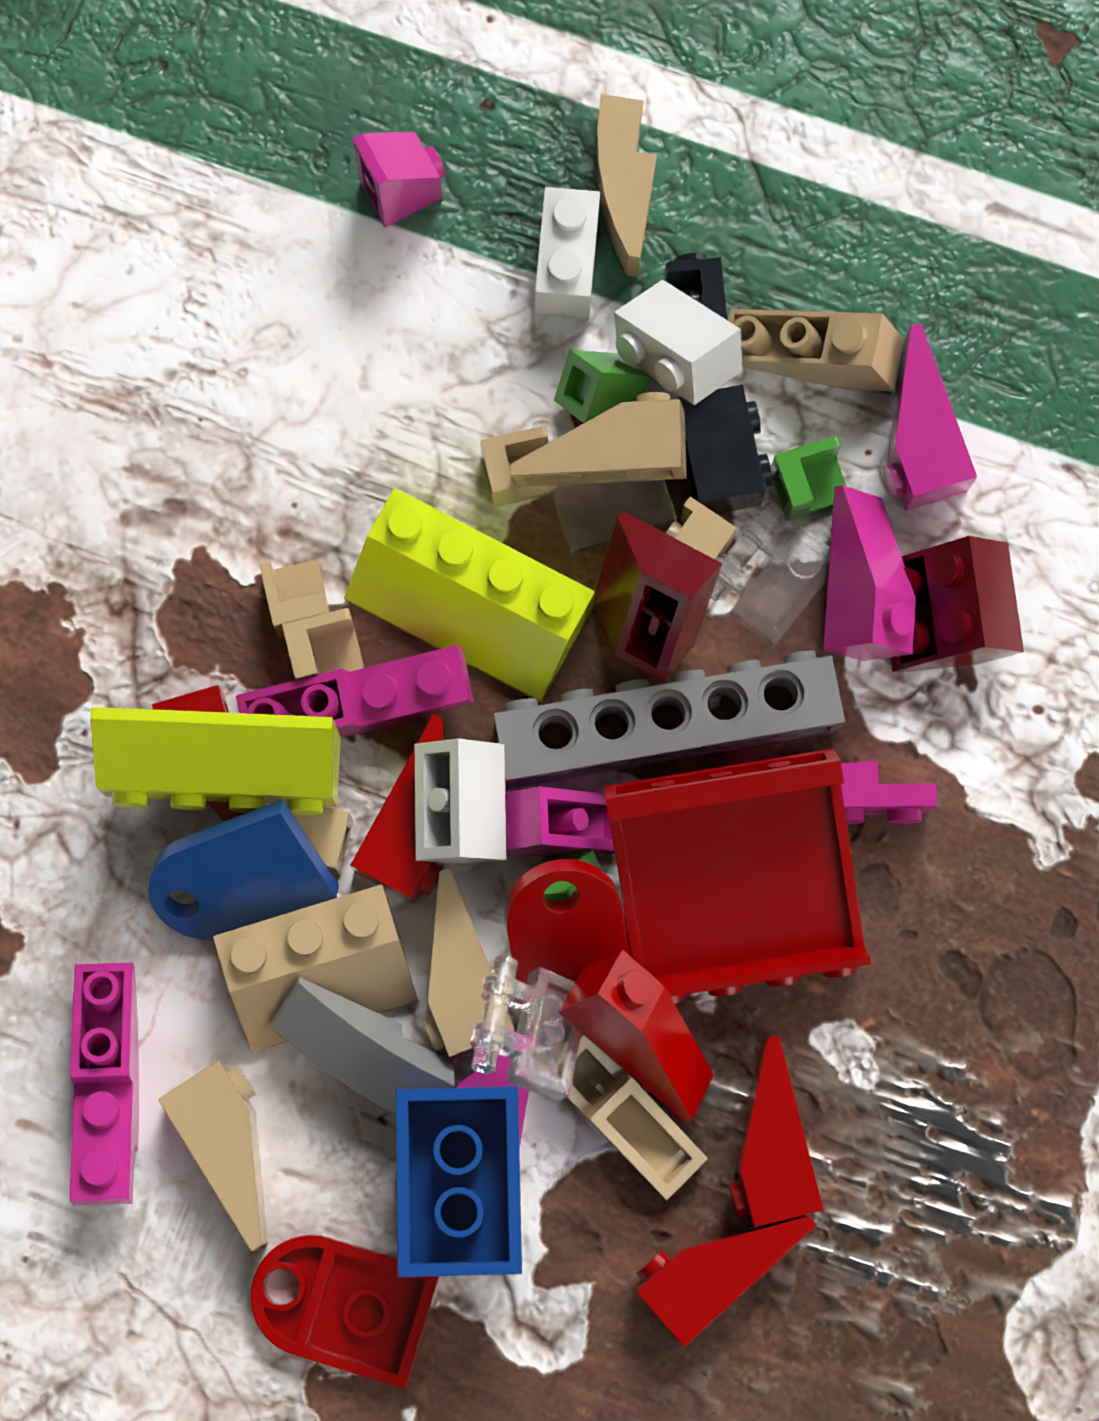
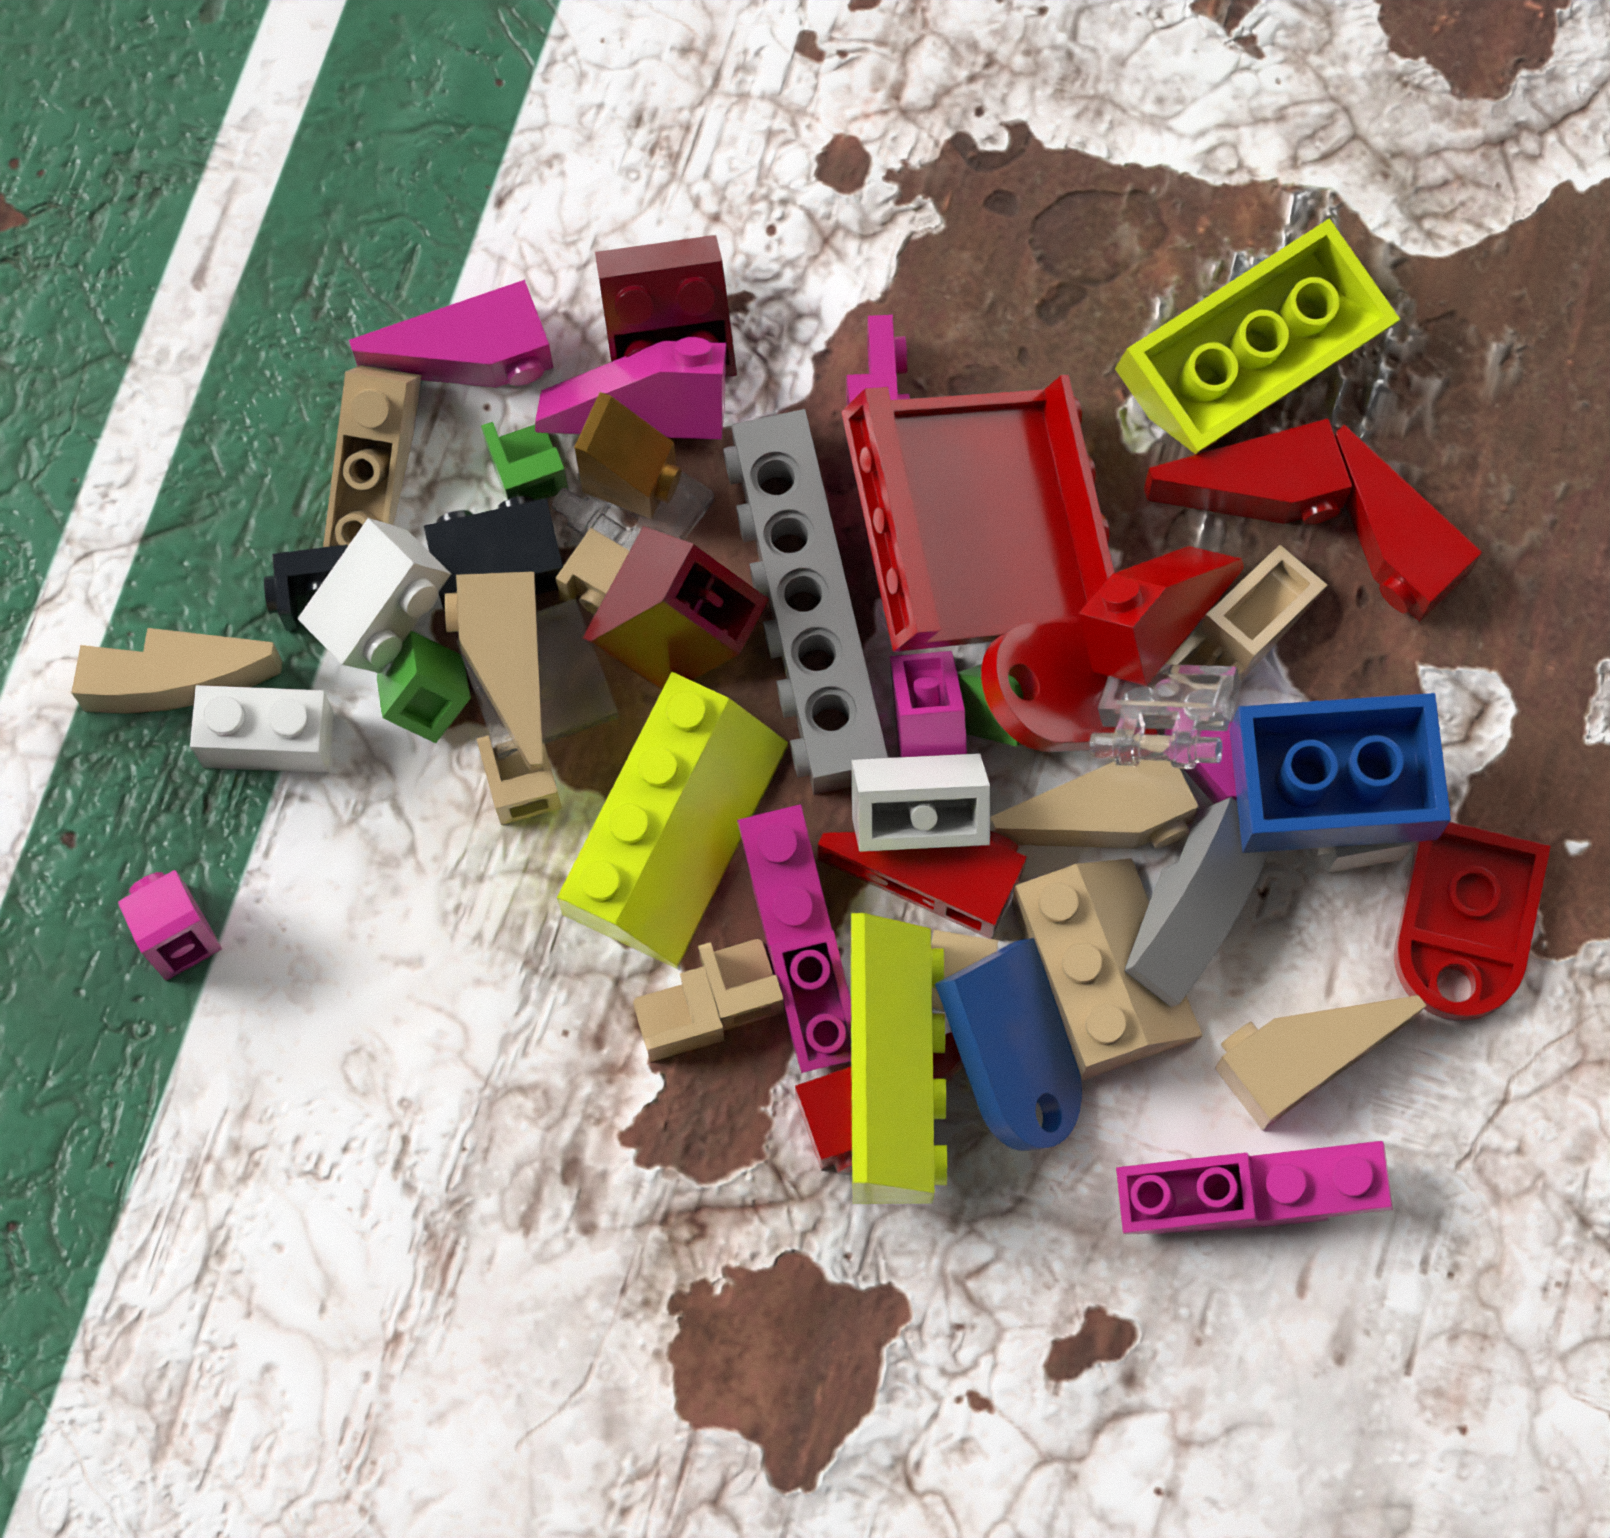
camera: 90 degrees left, 5 degrees down
(793, 554) = (625, 459): none -> pearl gold slope
(905, 1152) = (1256, 339): none -> neon yellow slope

